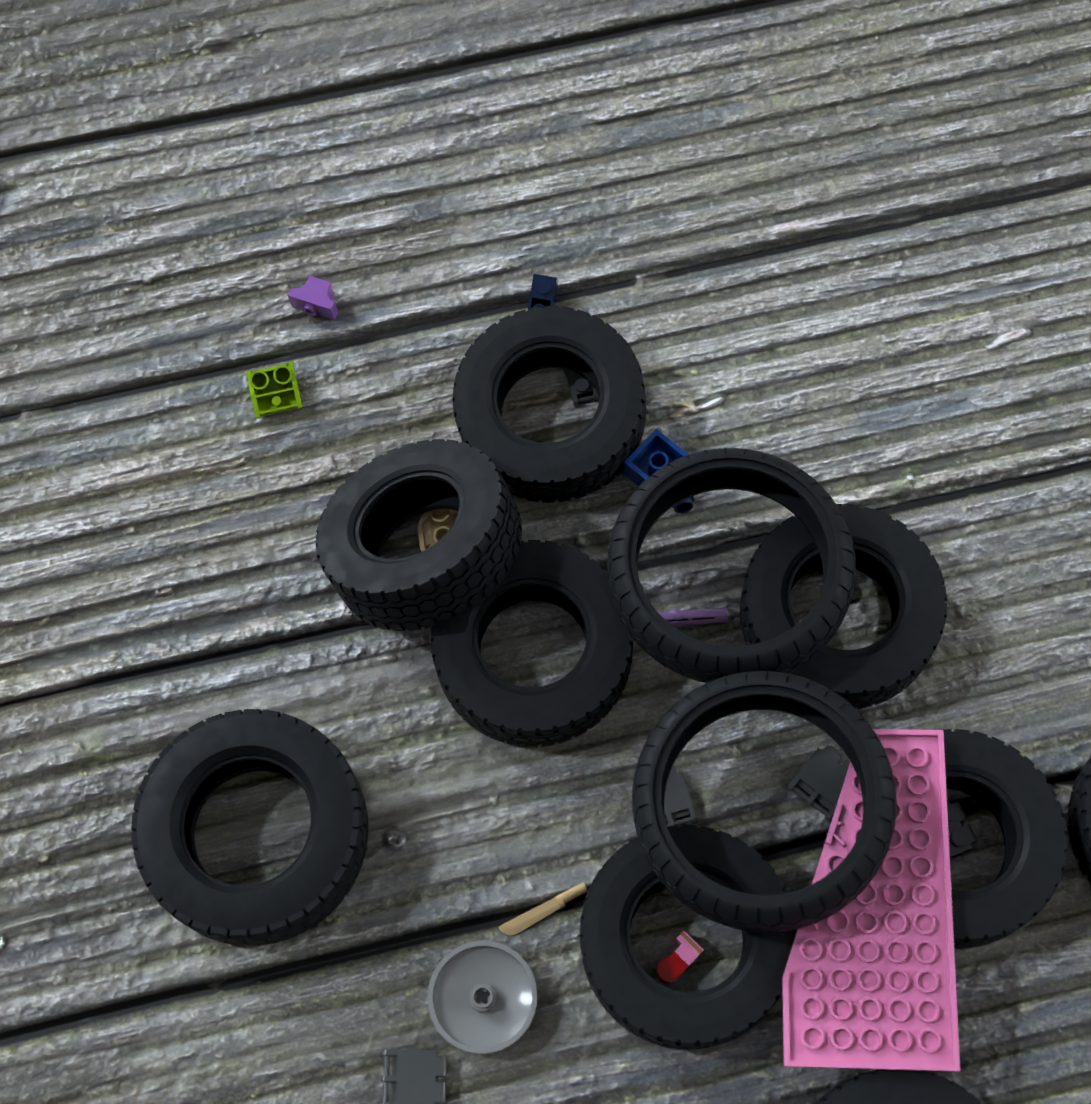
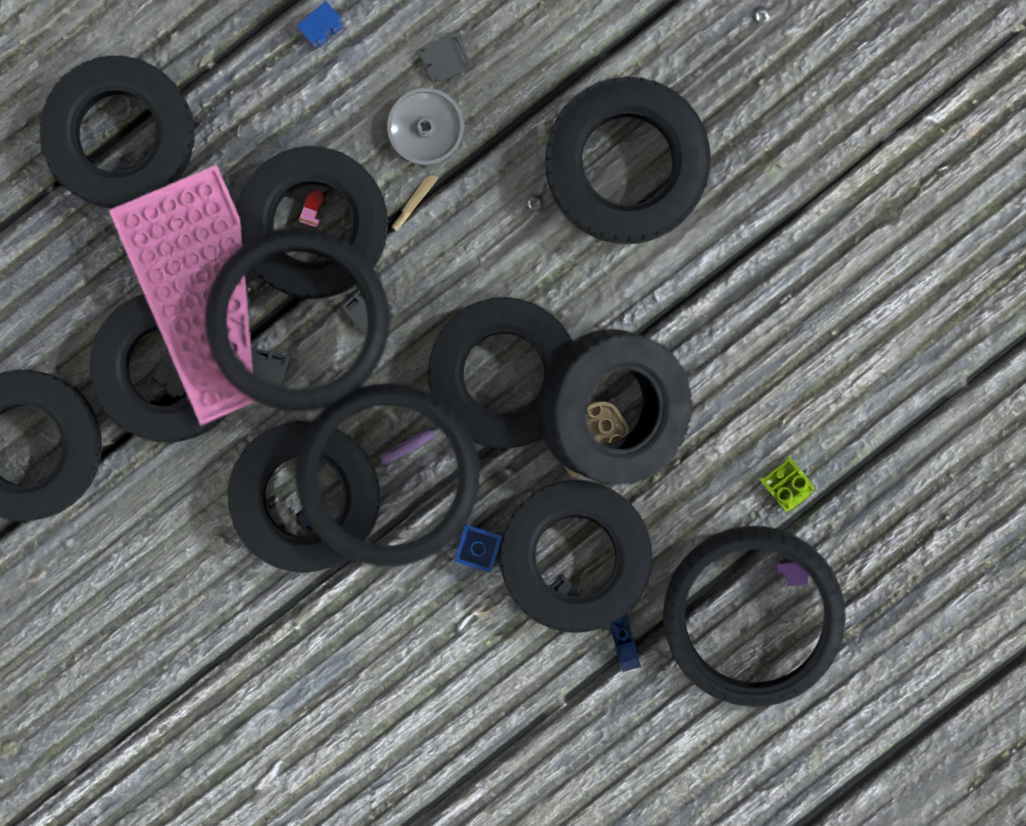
camera: 145 degrees right, 20 degrees up
(383, 185) = (742, 692): none -> black tyre

